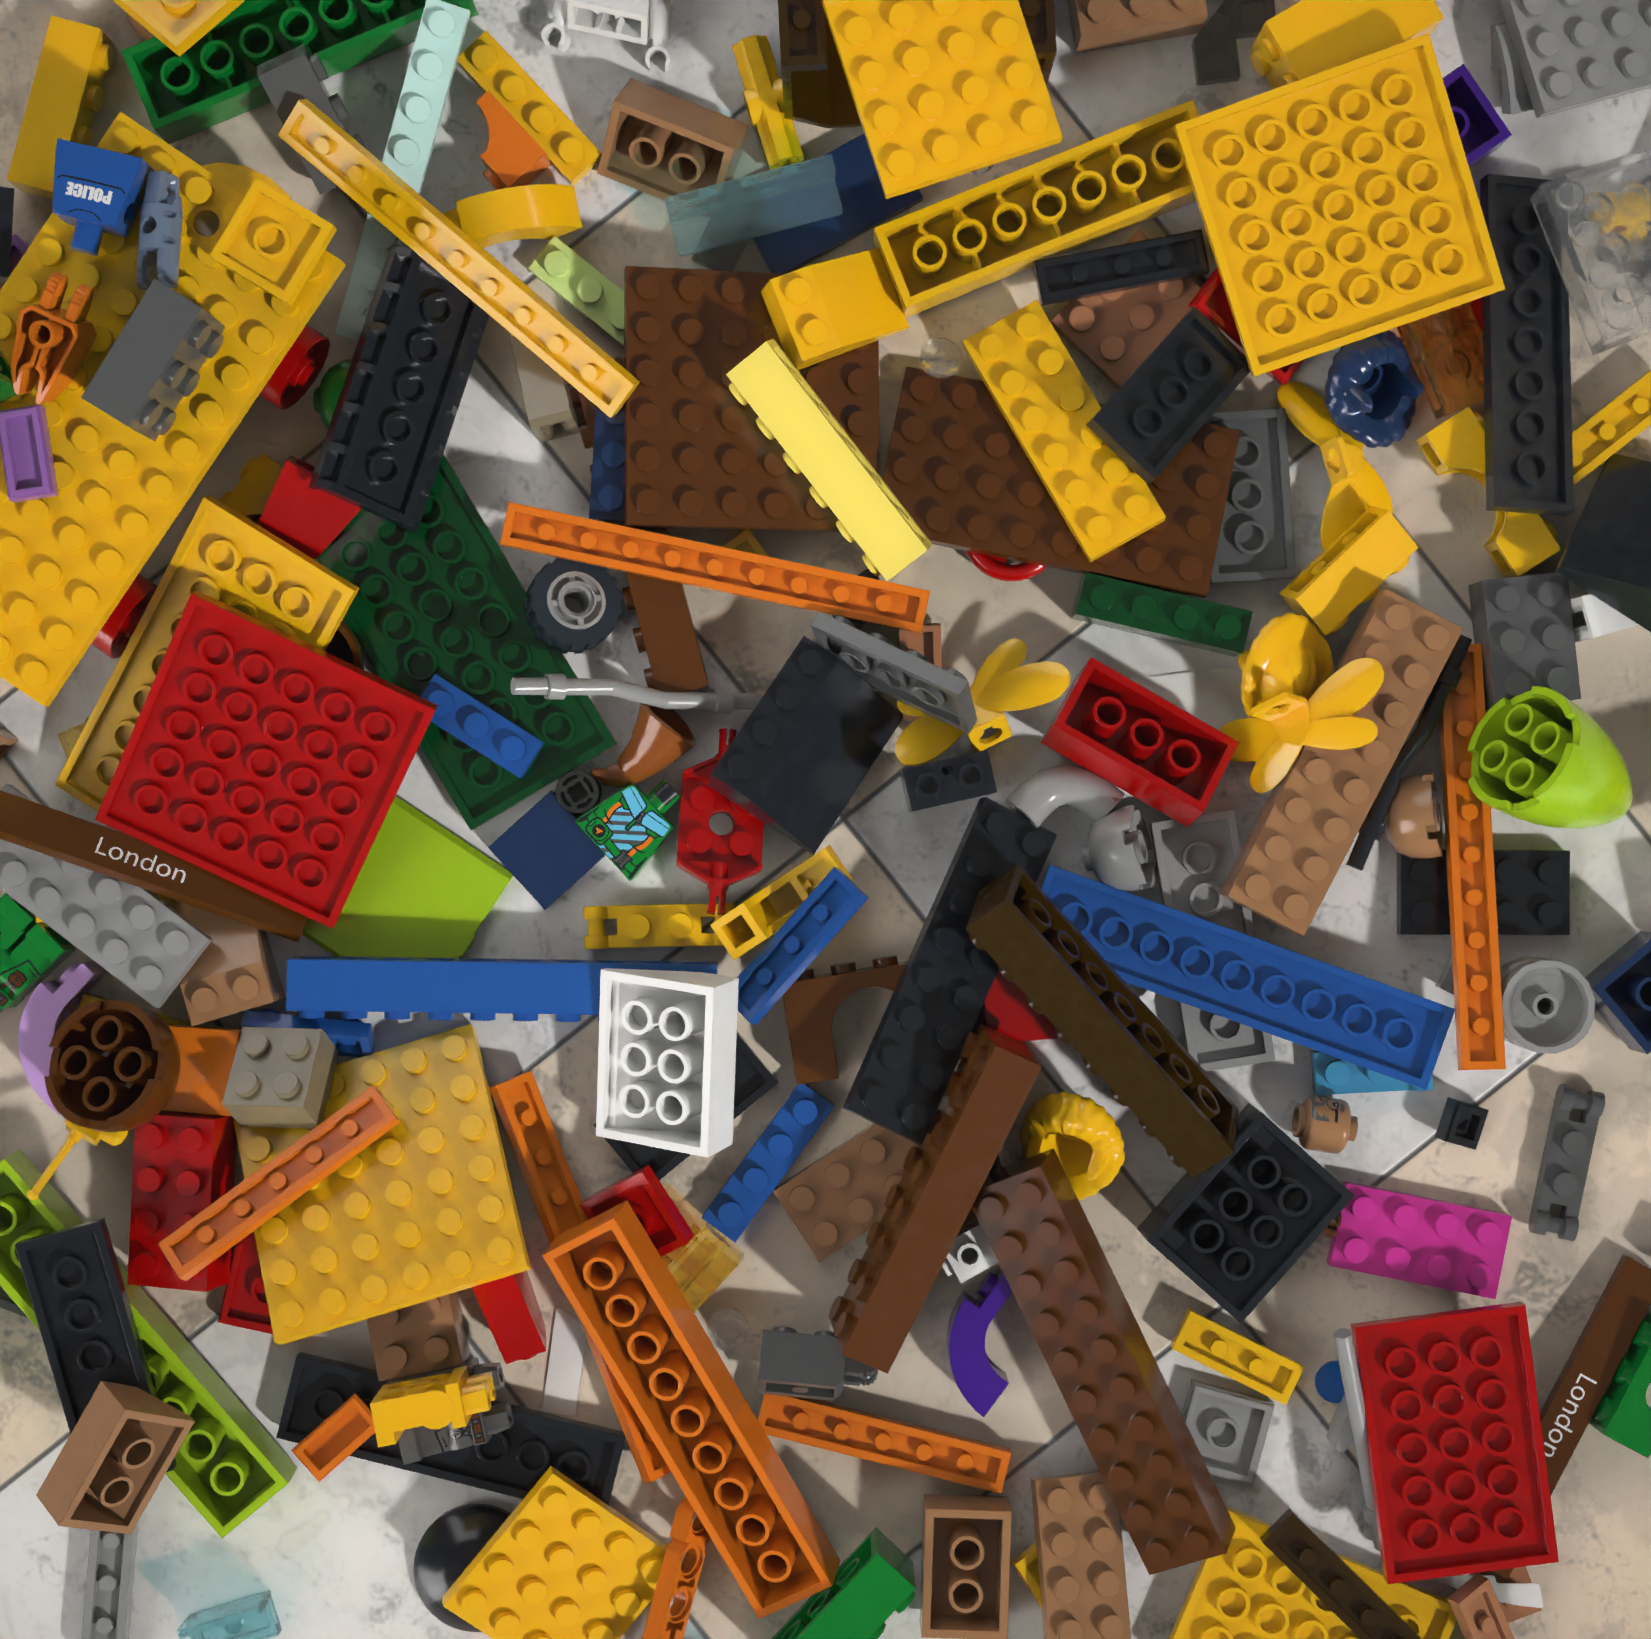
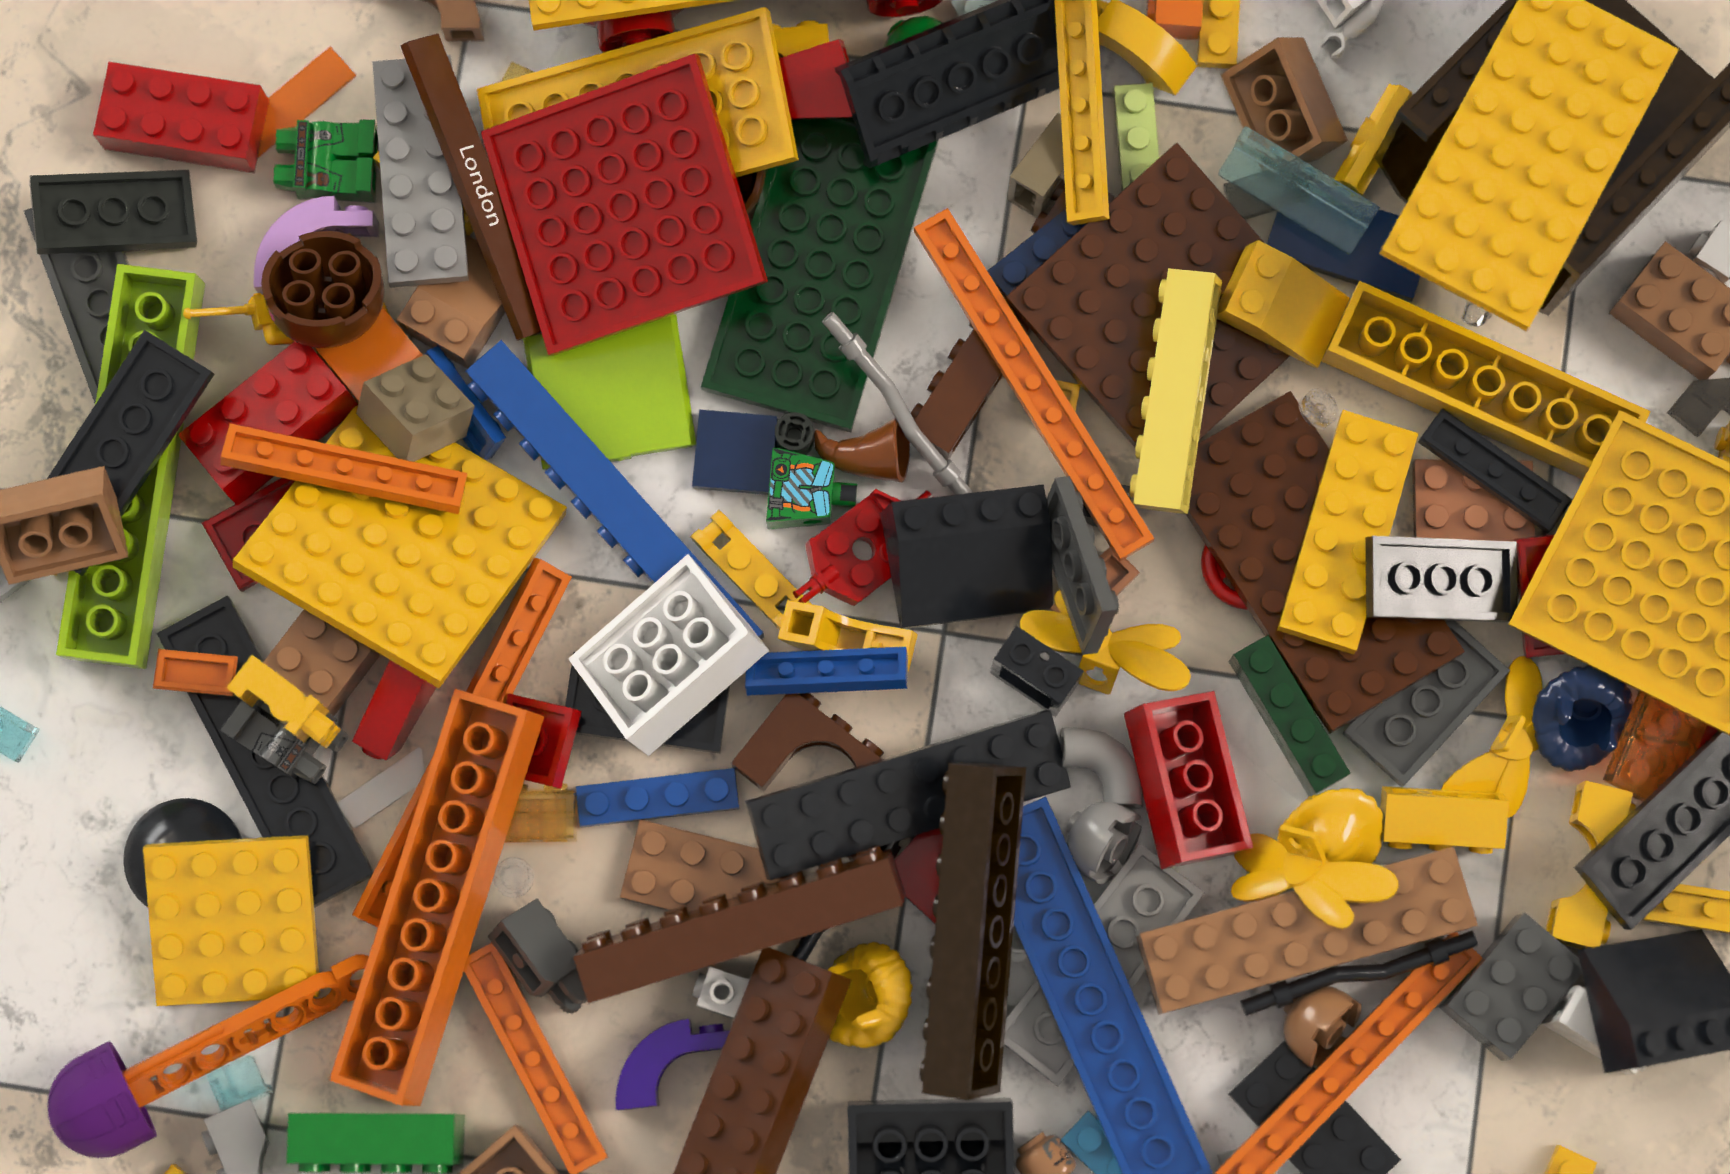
camera: 40 degrees right, 10 degrees down
(481, 727) = (778, 330): blue plate -> none
(555, 622) = (896, 321): black wheel -> none
(1548, 763) = (1445, 1079): lime cylinder -> none

